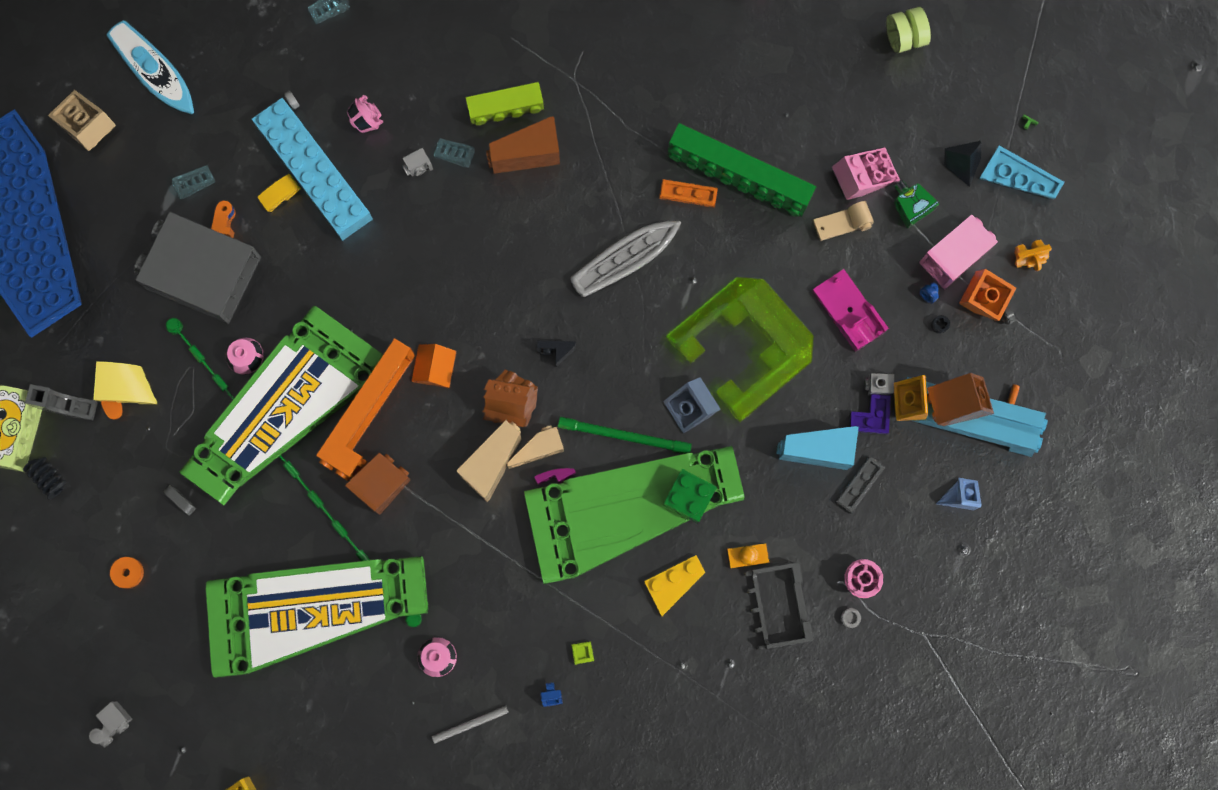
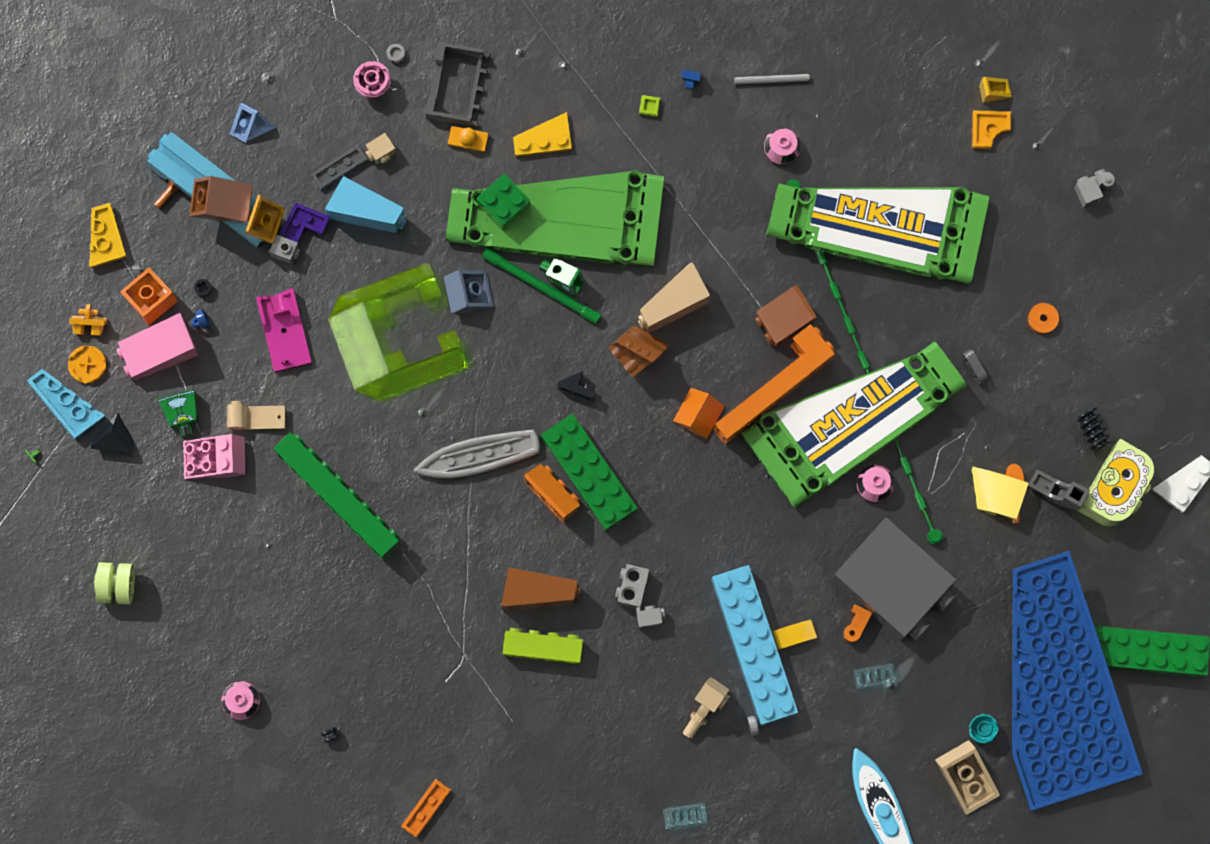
camera: 160 degrees left, 0 degrees up
(76, 164) = (983, 729): none -> teal hair
(237, 751) = (987, 126): none -> light orange tile
(336, 103) = (711, 696): none -> tan brick
(364, 115) = (685, 681): bright pink cone -> none
(439, 185) = (636, 587): none -> light grey brick
(456, 146) = (607, 607): clear light blue slope -> none
(517, 272) = (588, 473): none -> green brick
(540, 446) = (622, 301): tan slope -> none
(545, 241) = (552, 492): none -> orange slope
(560, 474) = (613, 268): magenta slope -> none
(599, 448) = (563, 276): none -> torso
(688, 193) = (394, 498): orange tile -> none
(828, 513) = (380, 149): none -> tan brick
(1016, 218) = (87, 364): none -> light orange tile
(1049, 338) = (105, 237): none -> yellow wing

